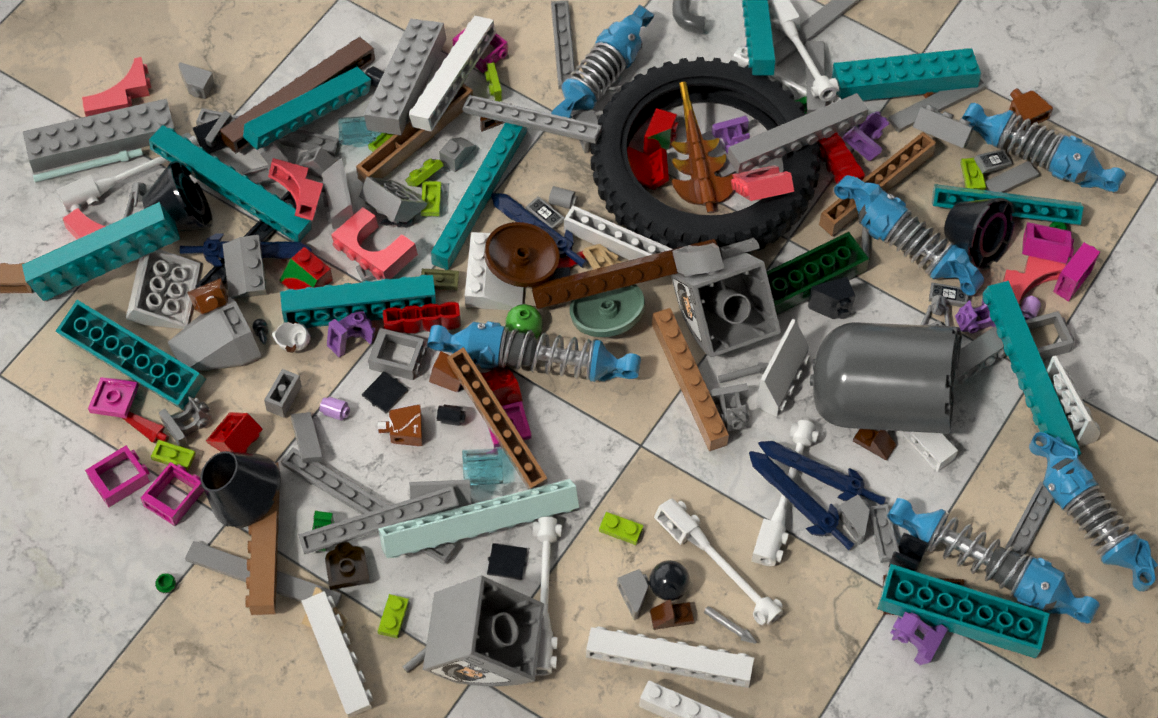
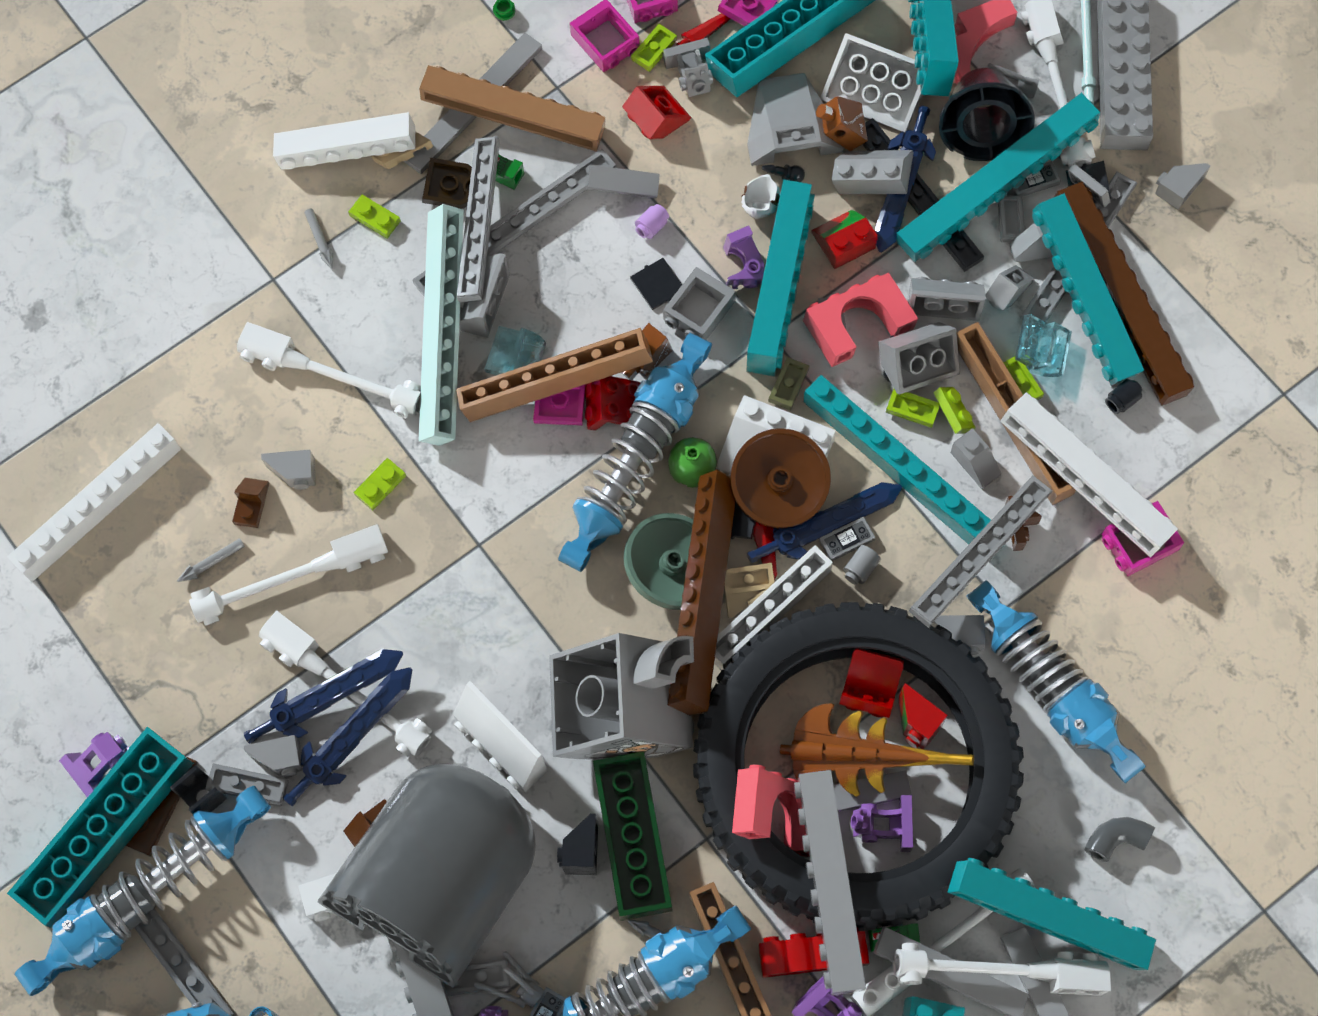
camera: 115 degrees right, 10 degrees up
(119, 96) = (1177, 92): coral arch -> none
(240, 486) = (575, 87): black cone -> none
(283, 393) = (687, 169): light grey brick -> none
(305, 191) = (959, 259): coral arch -> none
(404, 426) = (598, 287): dark orange torso -> none
(405, 76) = (1108, 421): light grey brick -> none
(416, 319) = (734, 343): red brick -> none
(451, 414) = (595, 334): black brick -> none
(483, 634) = (292, 282): light grey brick -> none
(494, 87) = (1069, 537): lime plate -> none
(507, 561) = (391, 350): black piece -> none
(562, 40) = (1123, 653): light grey tile -> none
(669, 580) = (284, 505): black brick -> none
(669, 657) = (199, 479): white brick -> none
(690, 379) = (535, 626): medium nougat brick -> none
(732, 413) = (463, 660): light grey tile -> none
(739, 248) = (686, 741): light grey tile -> none
(761, 367) = (526, 722): light grey piece -> none

